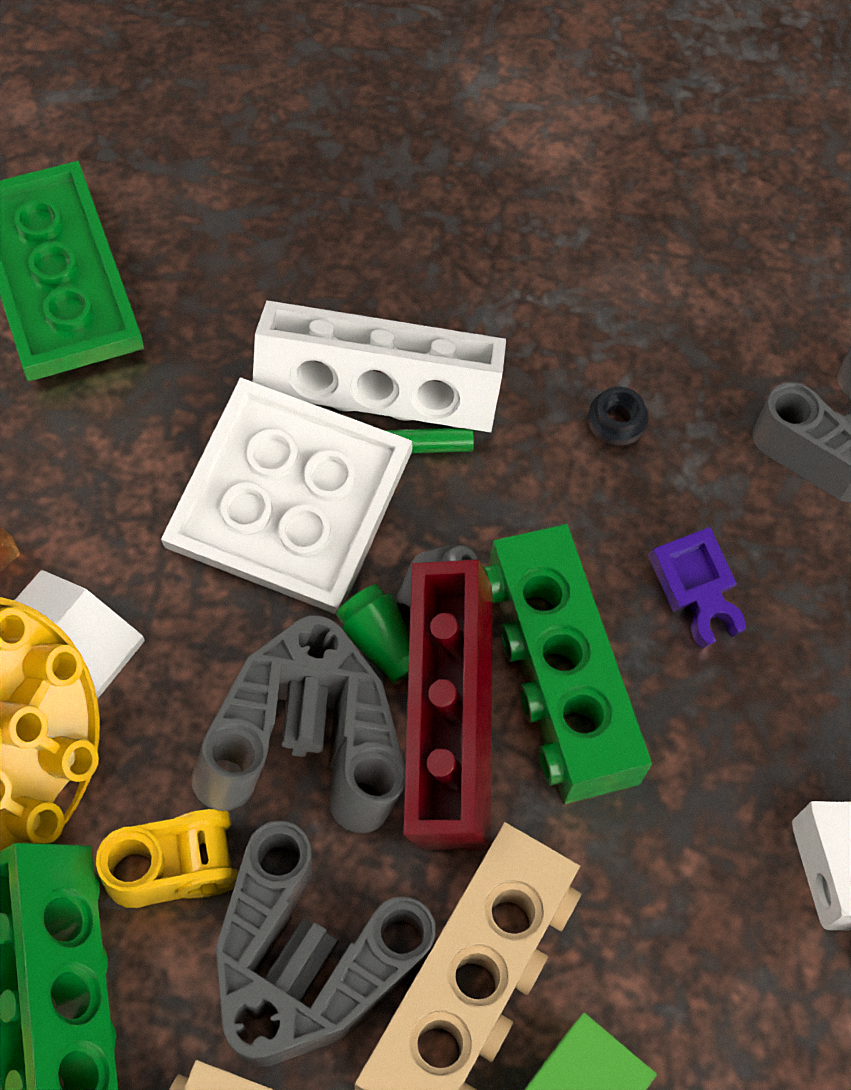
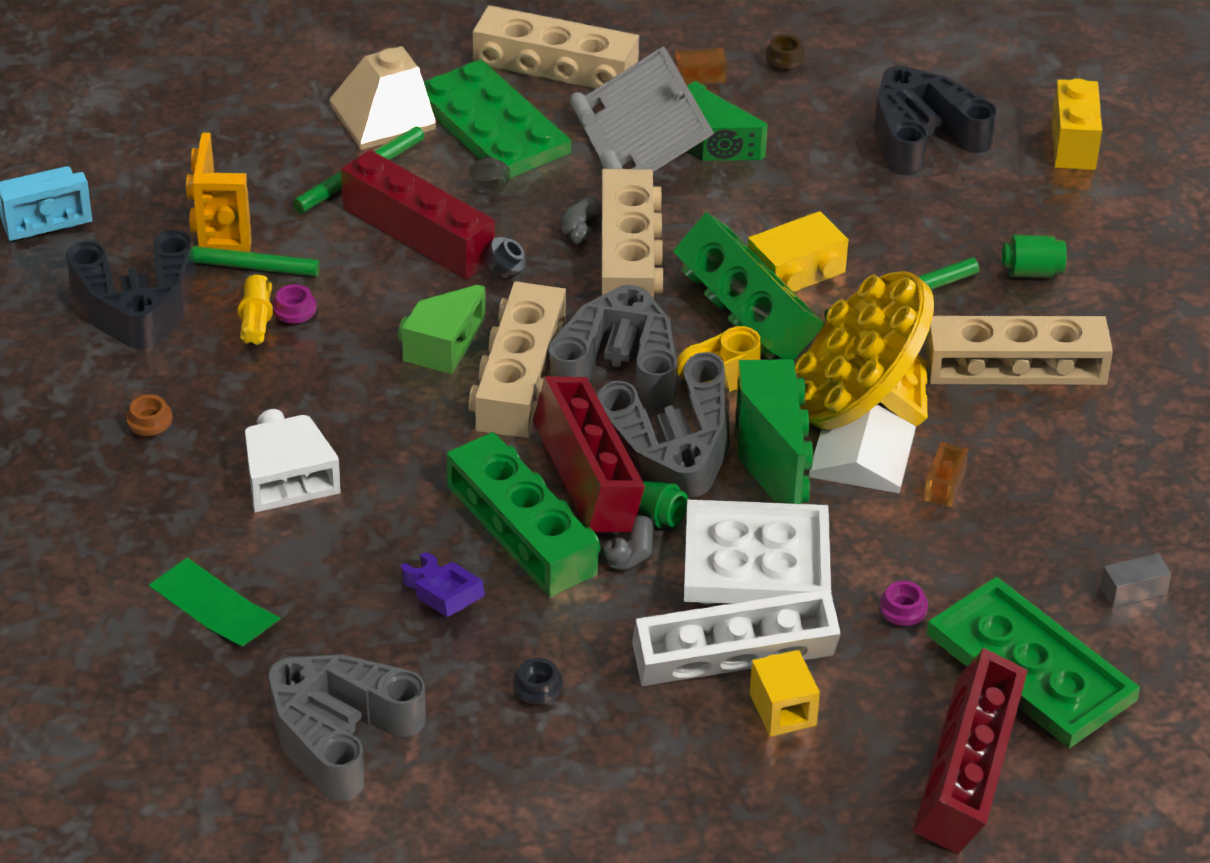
camera: 165 degrees right, 20 degrees down
(147, 374) = (903, 603): none -> magenta plate
(167, 674) = (773, 428): none -> green slope
(194, 164) = (970, 751): none -> dark red brick
(351, 286) = (784, 693): none -> yellow brick

